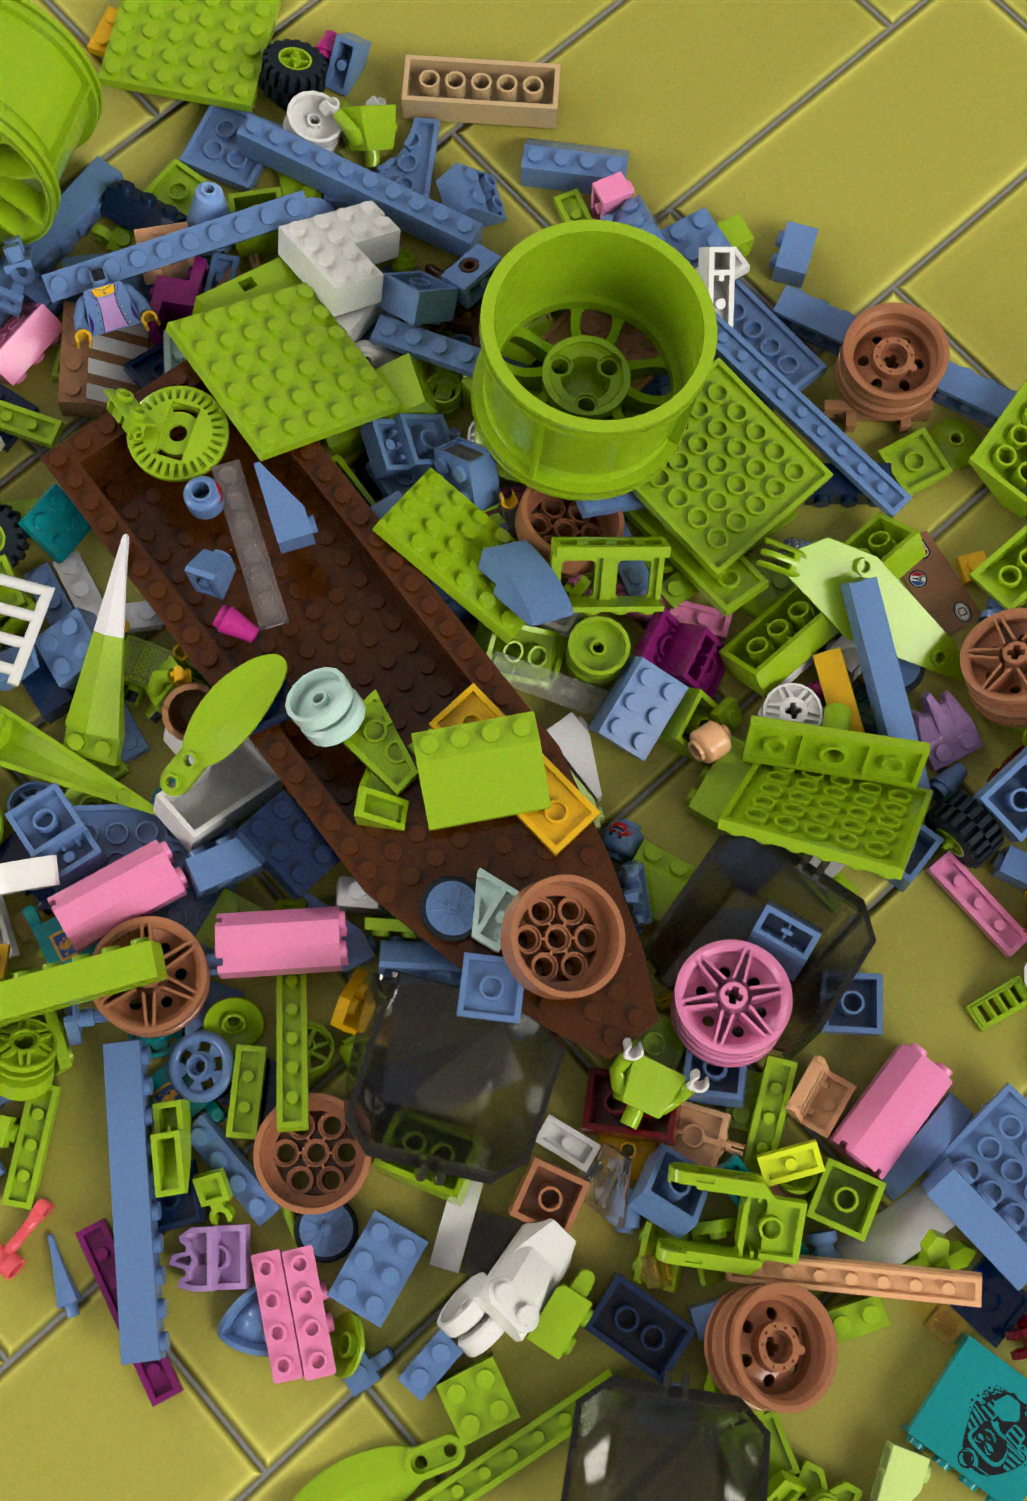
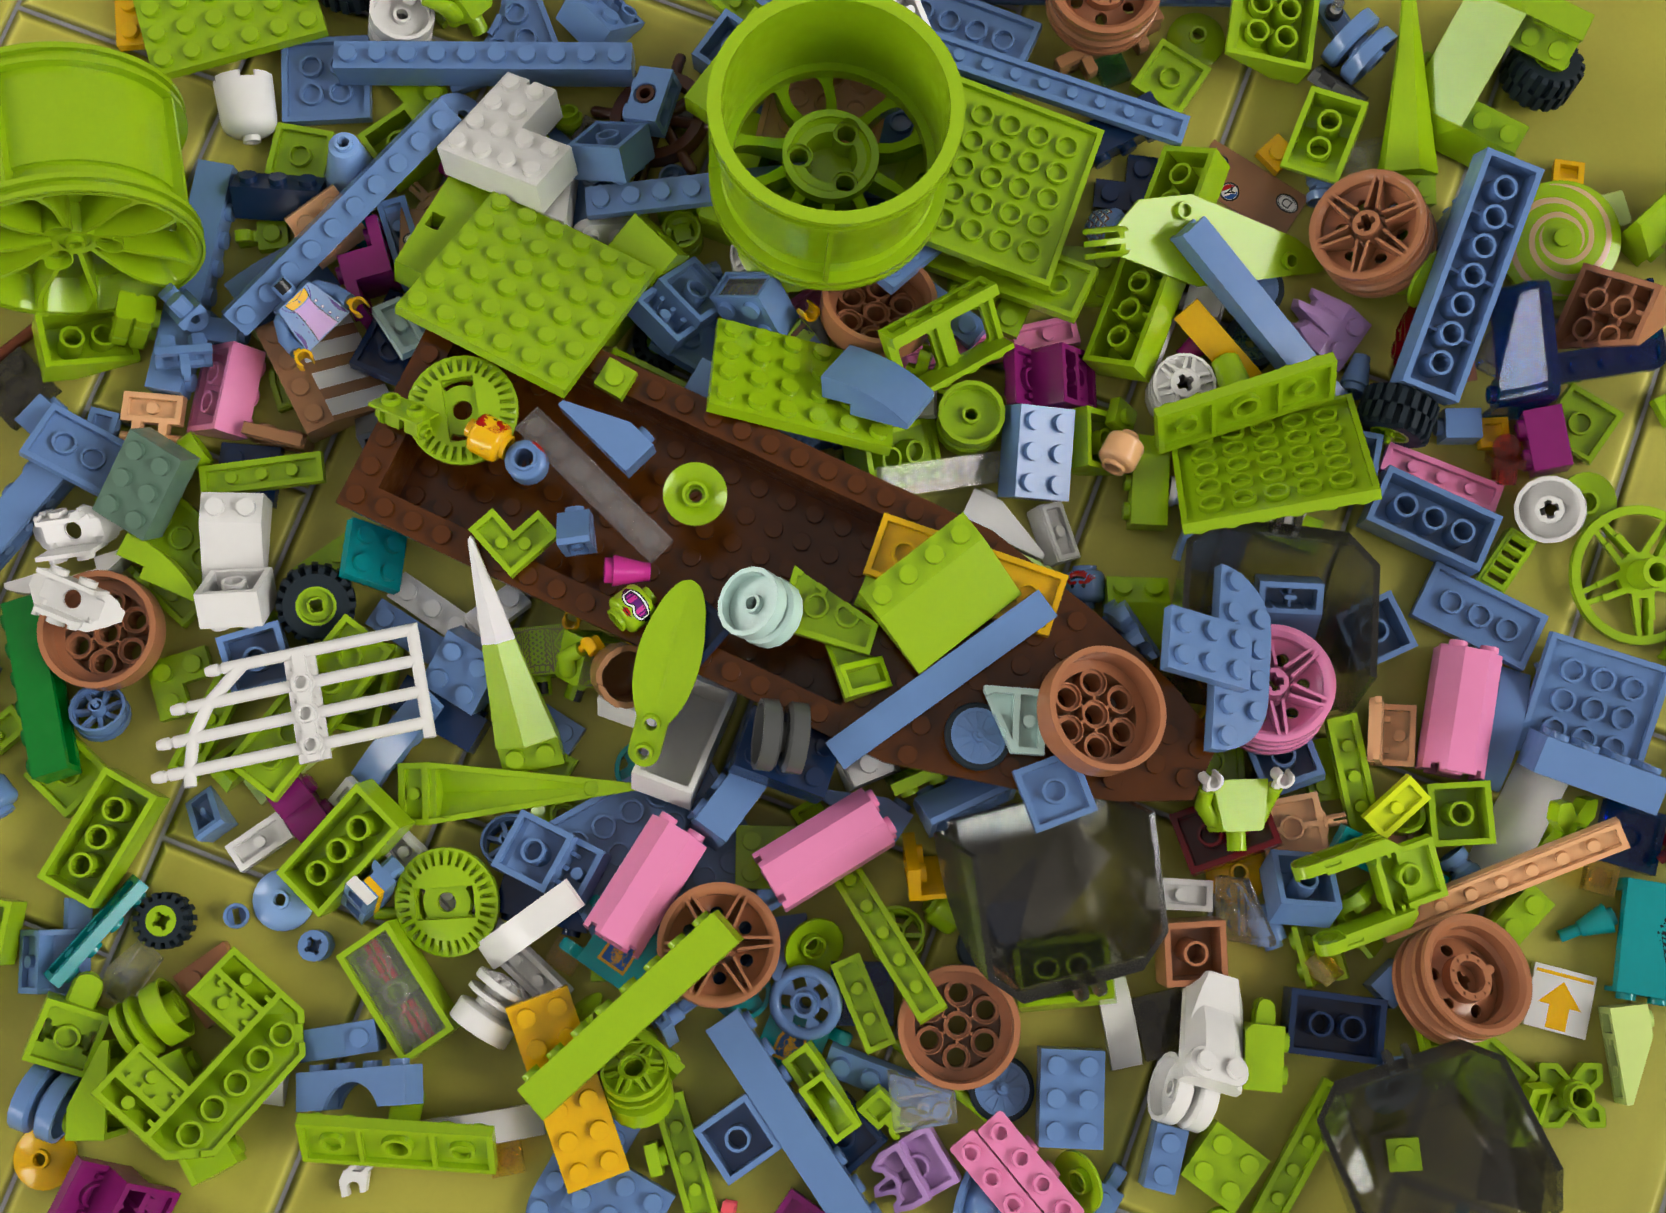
camera: 25 degrees left, 5 degrees up
(33, 393) = (272, 436): none -> medium nougat plate
(77, 1150) = (736, 1138): none -> medium blue brick
(154, 560) = (514, 548): none -> lime plate
(158, 132) = (246, 105): none -> white cylinder
(183, 461) = (488, 437): none -> yellow head
(223, 655) = (632, 608): none -> lime head
(246, 1202) = (919, 1103): none -> clear wing
(288, 824) = (780, 736): none -> dark grey wheel
(314, 469) = (615, 379): none -> lime plate
(322, 578) = (692, 478): none -> lime dish
(446, 844) = (941, 679): none -> medium blue tile
(621, 784) = (1053, 533): none -> white slope
(643, 1476) = (1404, 1154): none -> lime plate
(703, 947) = (1228, 654): none -> medium blue plate
(846, 526) = (1124, 194): none -> dark blue plate
(853, 1414) = (1560, 1000): none -> white tile
(868, 433) = (1112, 70): none -> clear green plate
(921, 1361) = (1595, 922): none -> teal cone
(949, 935) = (1430, 521): none -> medium blue brick
(952, 1037) = (1478, 615): none -> medium blue plate

